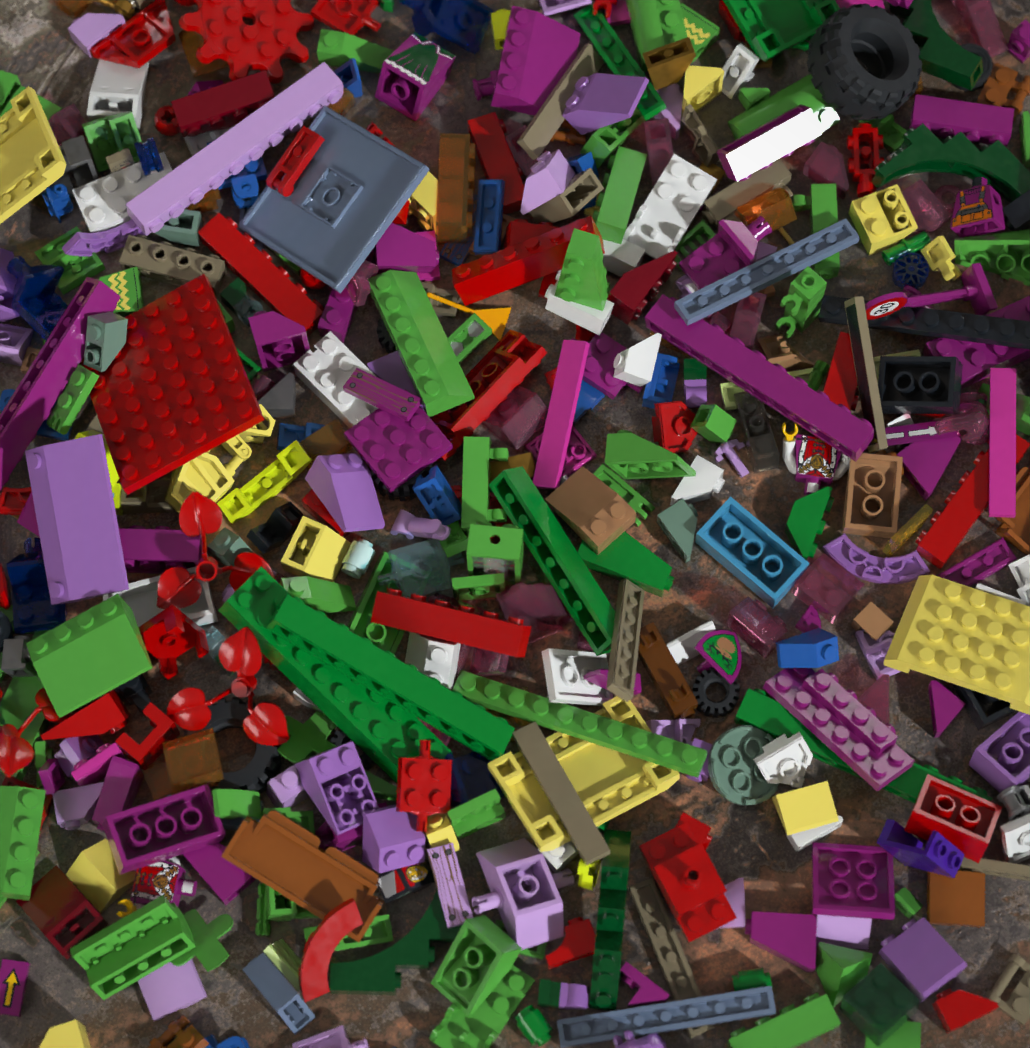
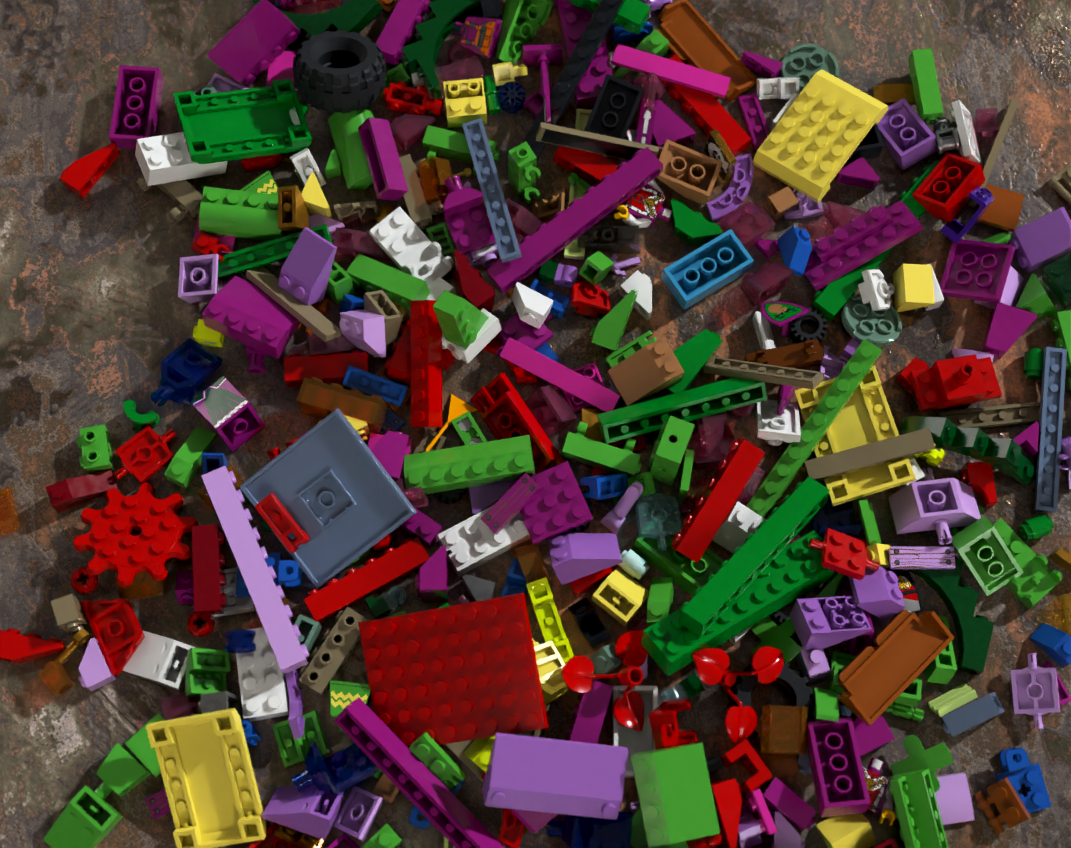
camera: 80 degrees left, 0 degrees up
(104, 339) = (394, 719): sand green slope -> none
(119, 160) = (232, 671): dark tan tile -> none
(321, 946) = (958, 670): red tile -> none
(562, 995) = (1016, 501): leg -> none
(679, 526) = (672, 316): sand green slope -> none

